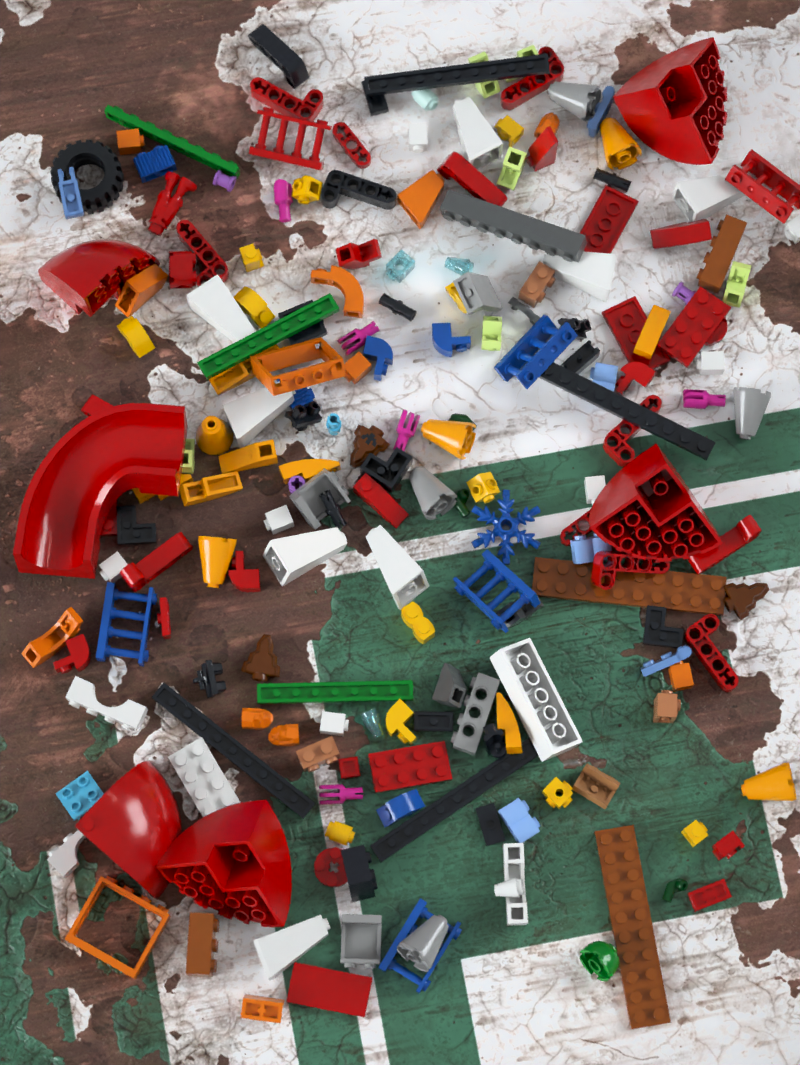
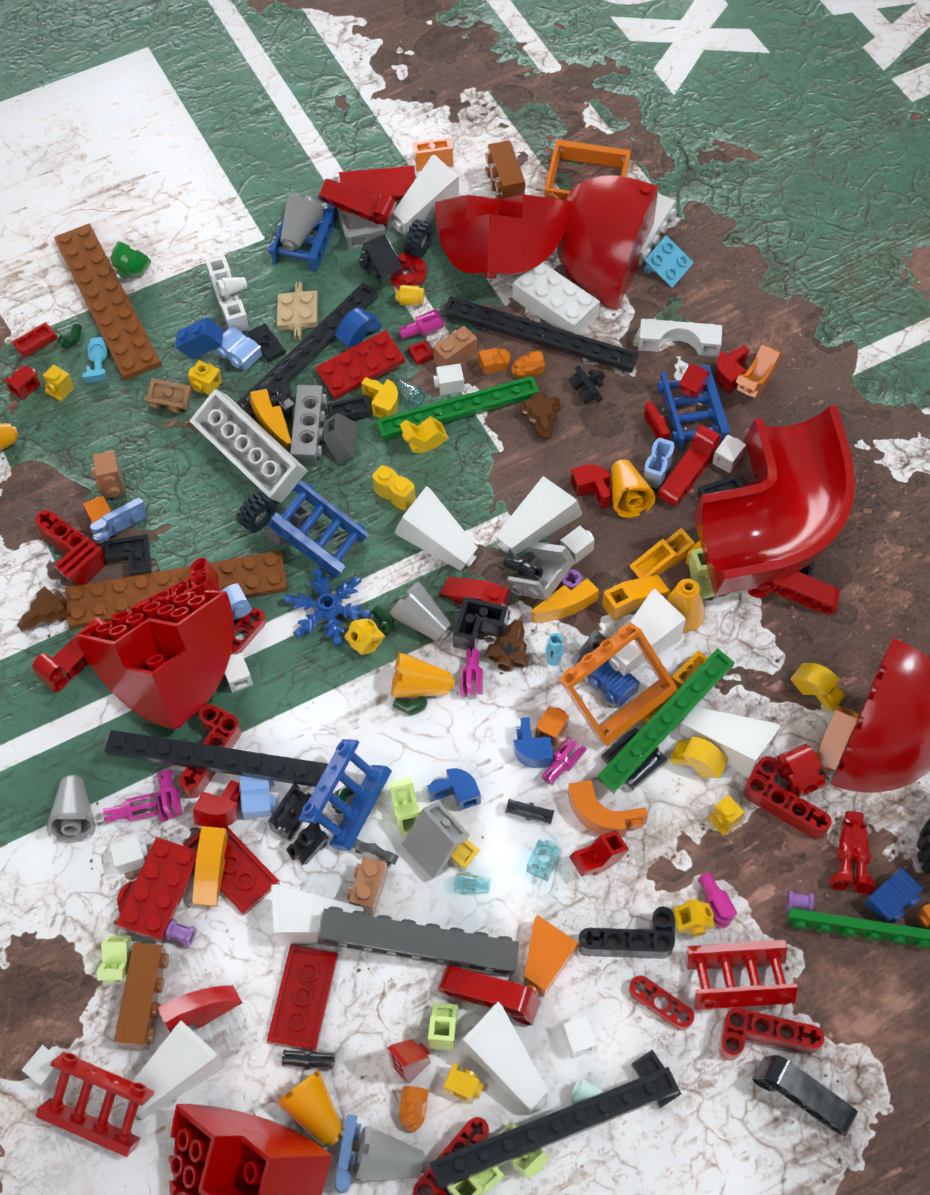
camera: 165 degrees right, 15 degrees down
(118, 638) = (693, 381): none -> red brick
(184, 569) = (658, 462): none -> light blue brick
(312, 893) = (418, 238): none -> black bush
(358, 949) = (358, 203): none -> red beam
(375, 668) = (424, 436): none -> yellow brick
(451, 852) = (297, 310): none -> tan plate
(544, 630) = (256, 512): none -> black bush
(553, 835) = (199, 338): none -> blue brick
(652, 861) = (97, 354): none -> medium azure piece
(672, 399) = (167, 797): none -> dark pink arm
(720, 618) = (76, 556): none -> red tile

